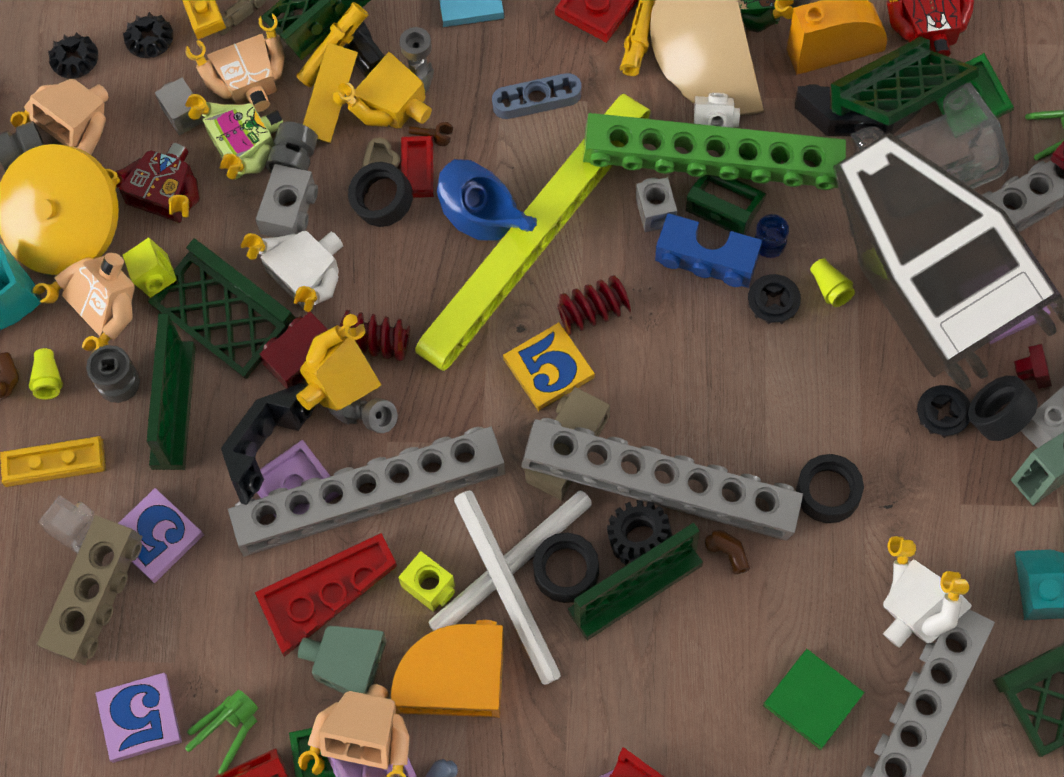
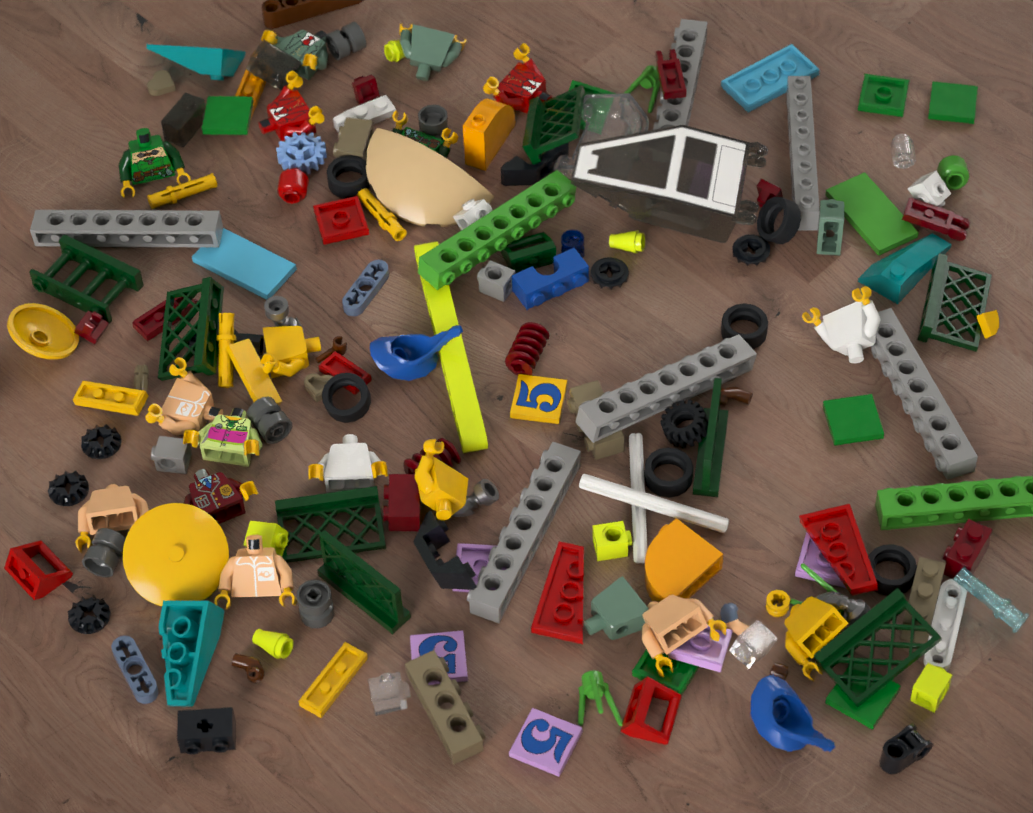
camera: 50 degrees left, 15 degrees down
(284, 186) = (298, 445): light grey brick -> none

